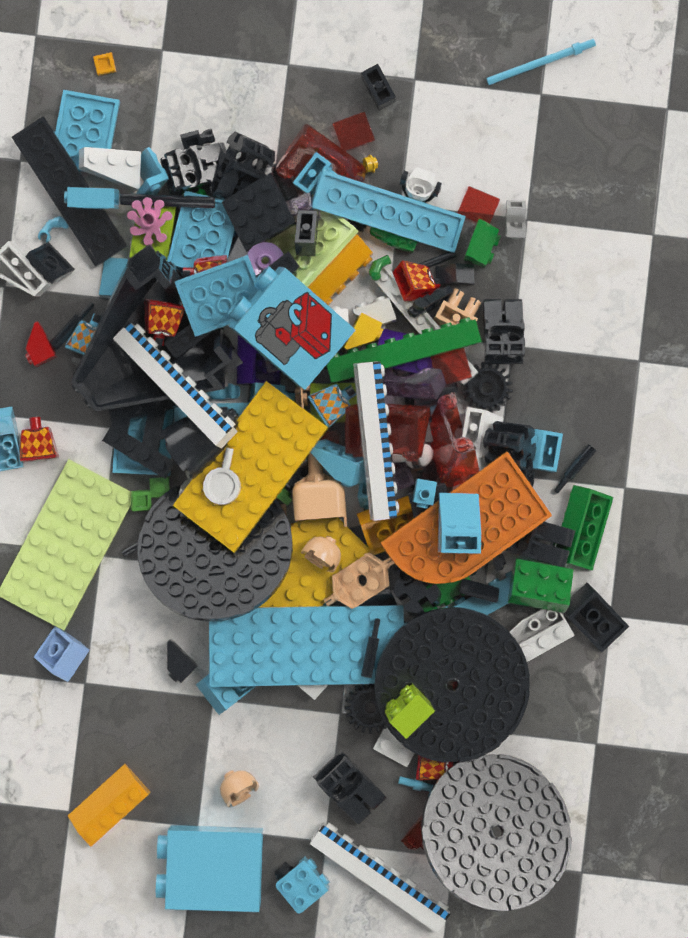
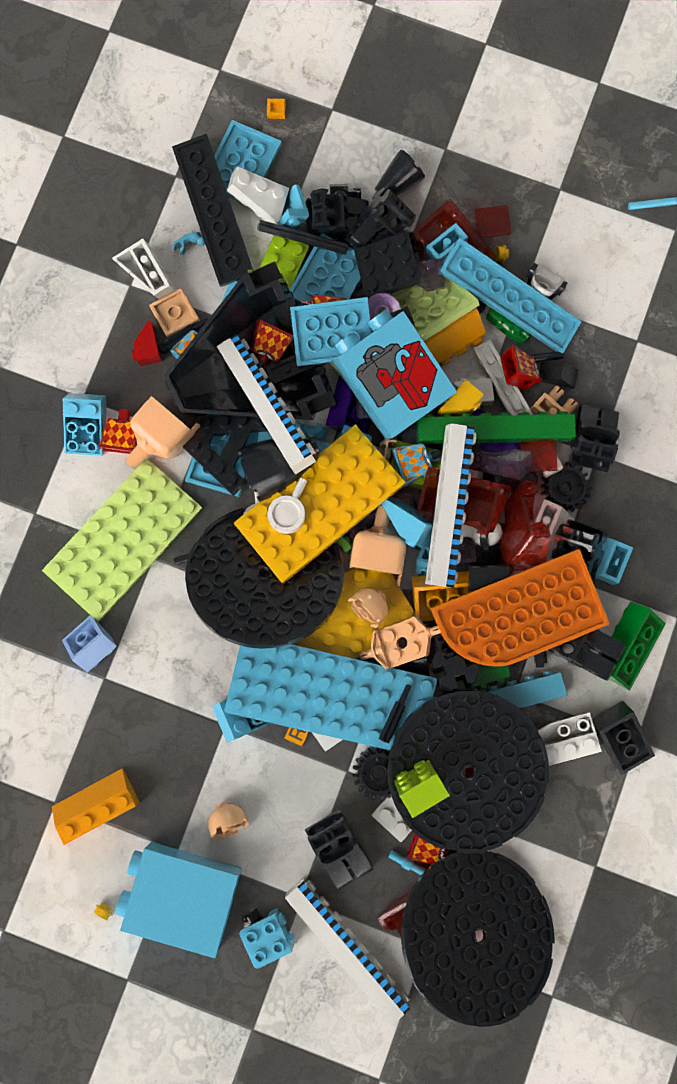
camera: 15 degrees right, 5 degrees down
(49, 263) = (177, 270): black plate -> none
(57, 305) = (174, 312): none -> light nougat plate
(75, 434) = (157, 433): none -> light nougat piece
(92, 198) = (232, 215): medium azure window -> none
(140, 500) = (204, 513): bright green plate -> none
(142, 899) = (103, 911): none -> yellow plate
(149, 219) = (281, 246): bright pink animal -> none
(159, 486) = (226, 505): bright green plate -> none
(179, 662) = (201, 680): black slope -> none
(247, 110) = (400, 174): none -> black cone
(283, 692) = (296, 735): none -> light orange tile
(306, 233) = (429, 293): black brick -> none
(376, 267) = (487, 346): green arm -> none
(378, 87) = (526, 184): black brick -> none
(424, 493) = (487, 569): medium azure brick -> none
(429, 302) = (530, 390): black hinge -> none
(459, 523) = (516, 608): medium azure slope -> none
(478, 205) = (595, 317): clear red piece -> none
(479, 590) = (515, 682): black slope -> none
(482, 243) = (591, 350): green slope -> none
(515, 219) = (629, 335): light grey brick -> none
(540, 585) = (579, 692): green brick -> none
(576, 466) = (636, 584): black axle -> none

